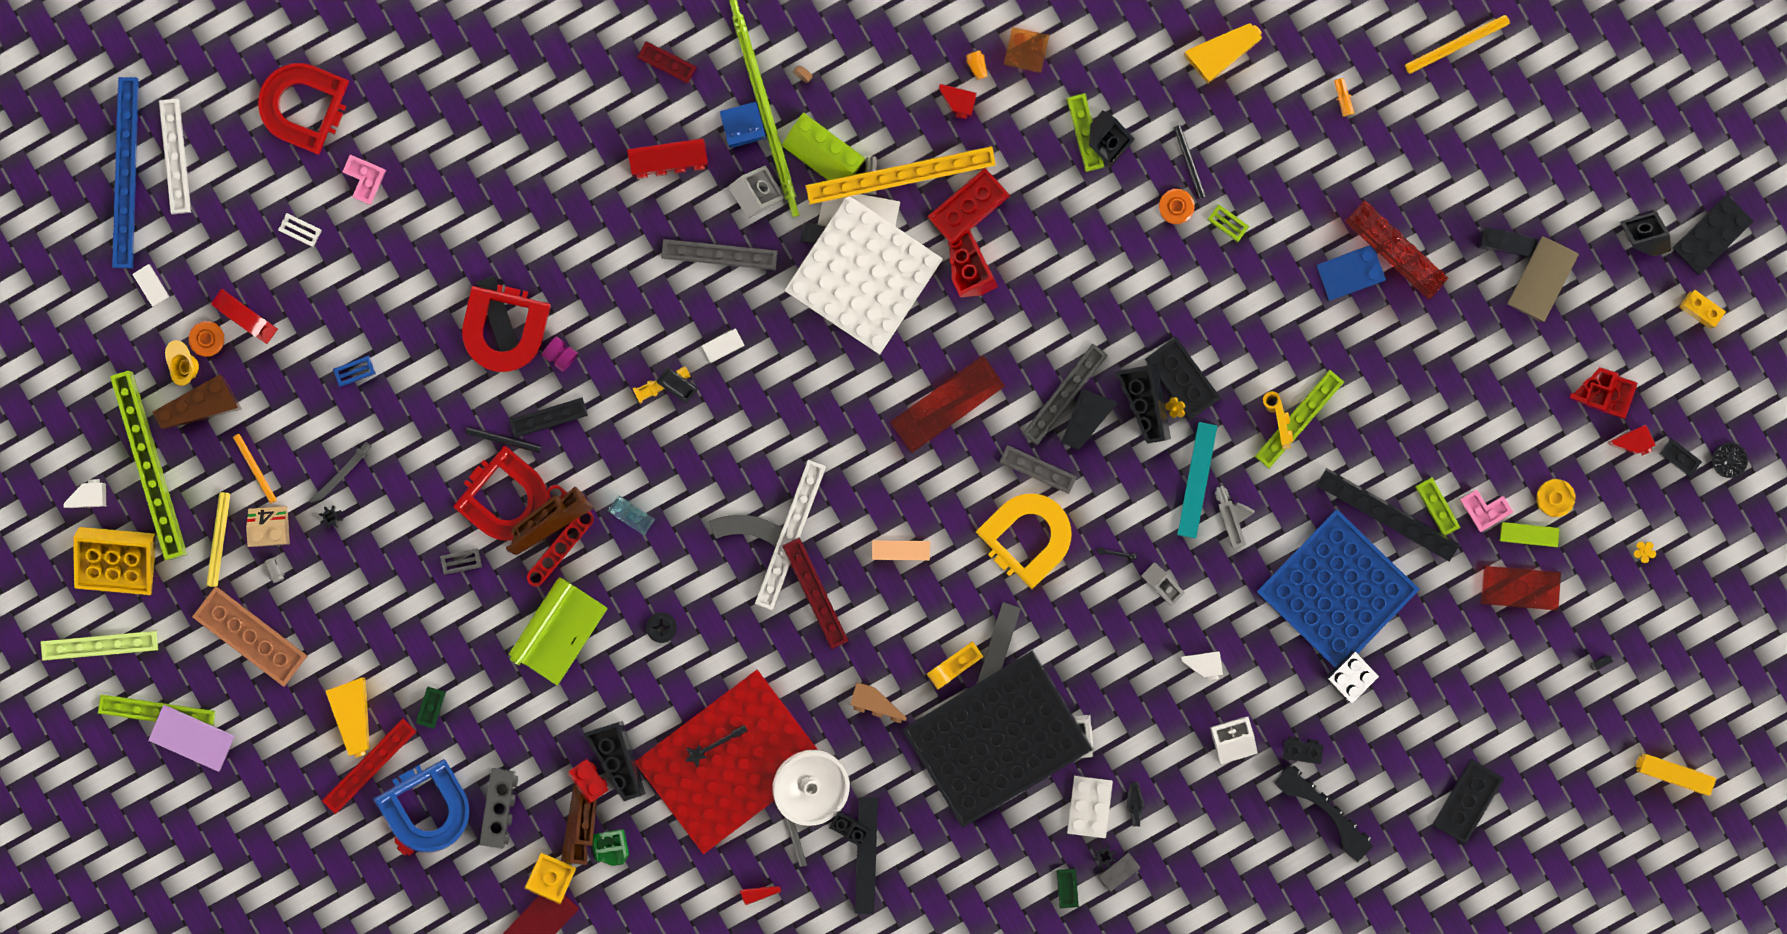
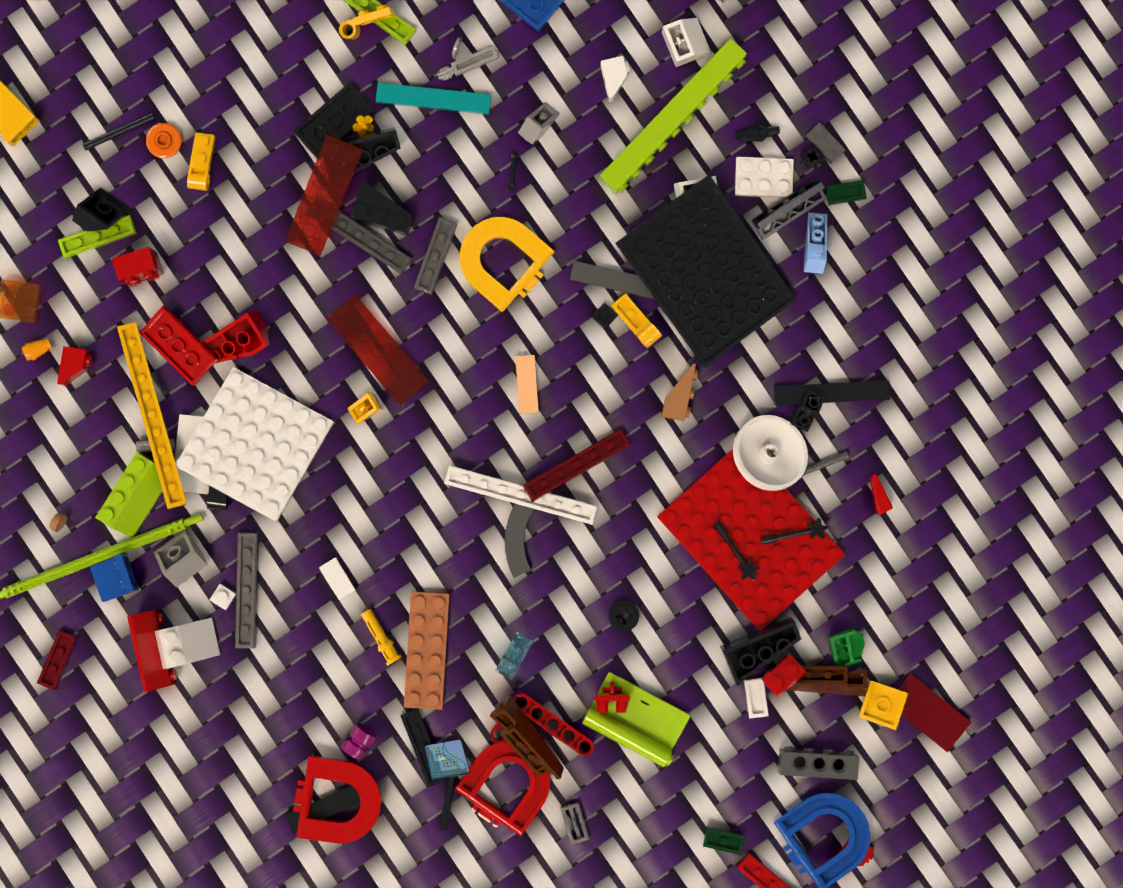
camera: 90 degrees left, 0 degrees up
(535, 440) = (446, 759): none -> piece
(568, 752) = (756, 697): none -> white tile
(579, 599) = (620, 700): none -> red hips
(644, 428) = (426, 650): none -> nougat plate
(671, 193) = (187, 643): none -> white slope
(677, 385) = (380, 621): black tile -> none
(715, 231) = (223, 596): none -> white plate
(730, 826) = (814, 529): none -> black piece
(890, 386) = (365, 408): none -> yellow slope
(963, 634) = (604, 316): none -> black tile
(1018, 853) = (816, 243): none -> light blue slope
(1050, 173) = (138, 266): none -> red brick
(1057, 827) = (786, 205): none -> black fence
(1106, 363) = (323, 194): none -> clear red plate
(1151, 242) = (200, 162): none -> yellow plate
(1158, 720) = (673, 116): none -> lime brick
(1231, 216) = (174, 106): lime tile -> none

